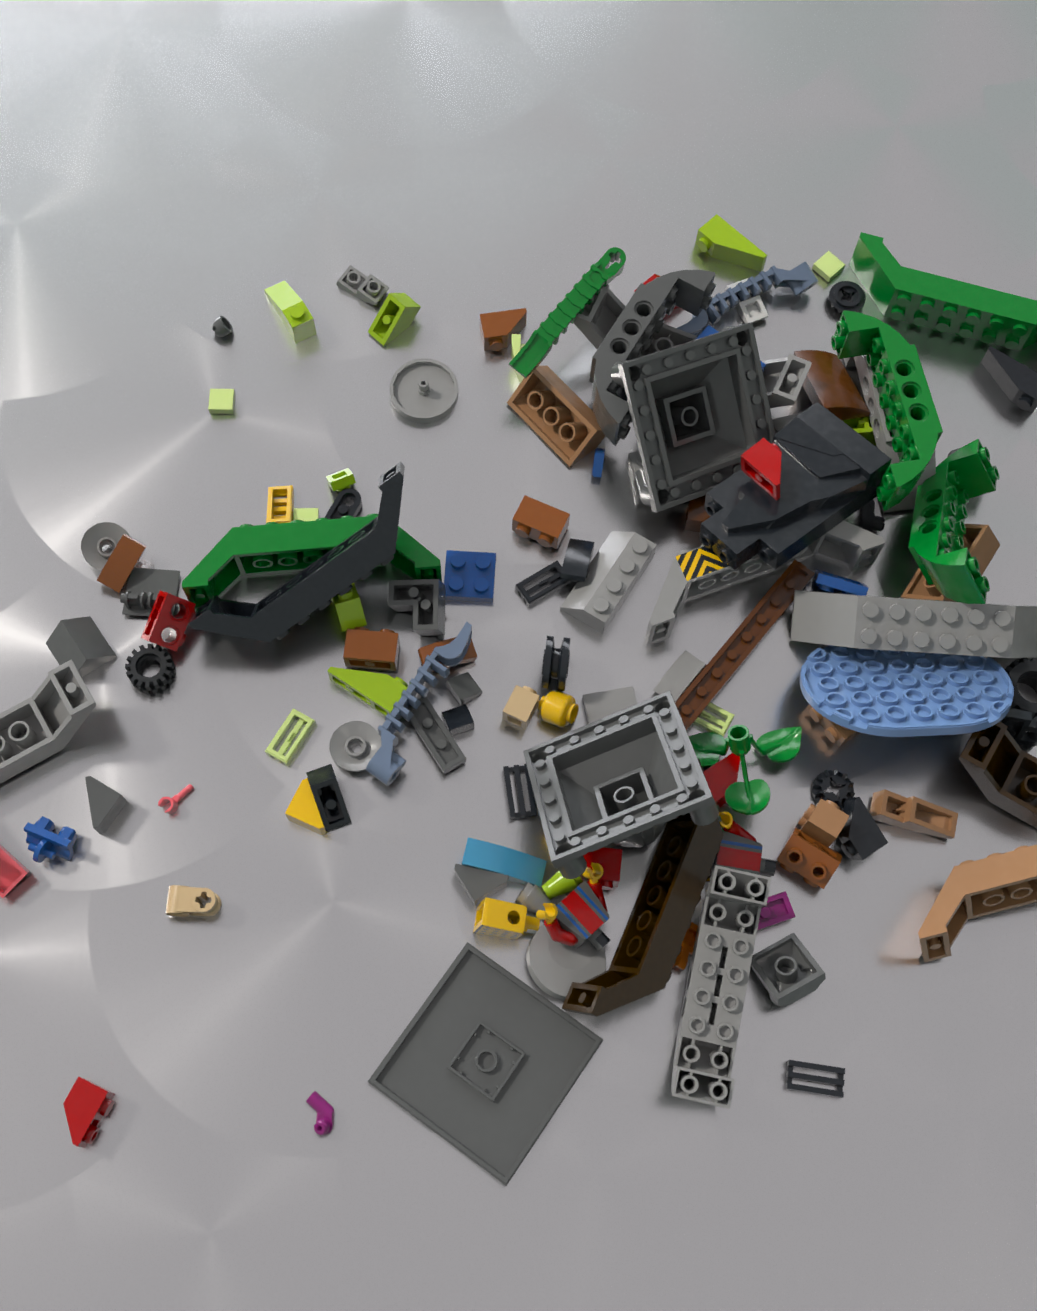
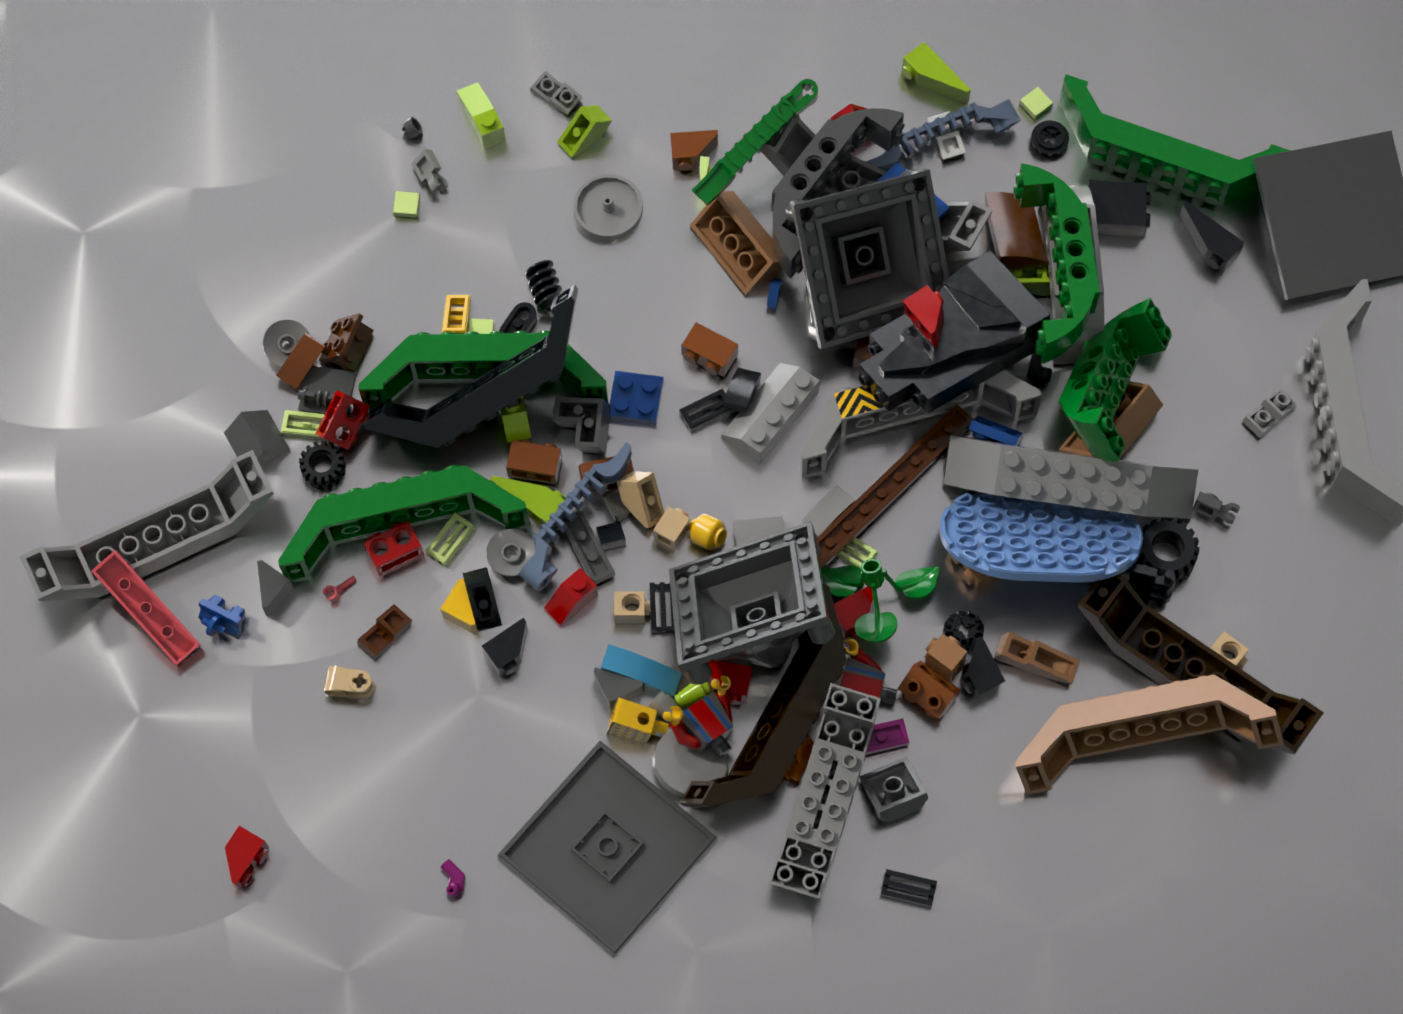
camera: 10 degrees right, 0 degrees up
(134, 638) = (303, 425): none -> yellowish green tile
(169, 541) = (347, 342): none -> reddish brown bracket
(225, 708) = (385, 504): none -> green slope
(227, 842) = (384, 632): none -> reddish brown slope
(234, 756) = (396, 553): none -> red brick
(240, 365) = (427, 169): none -> light grey plate
(341, 480) = (517, 293): lime plate -> none
(359, 850) = (507, 648): none -> black slope
(366, 471) = (543, 285): none -> black piece
(423, 788) = (571, 597): none -> red slope
(478, 803) = (623, 599): none -> tan brick
(486, 677) = (641, 497): none -> tan slope
(555, 663) = (708, 488): black wheel -> none
(935, 355) = (1120, 207): none -> black brick

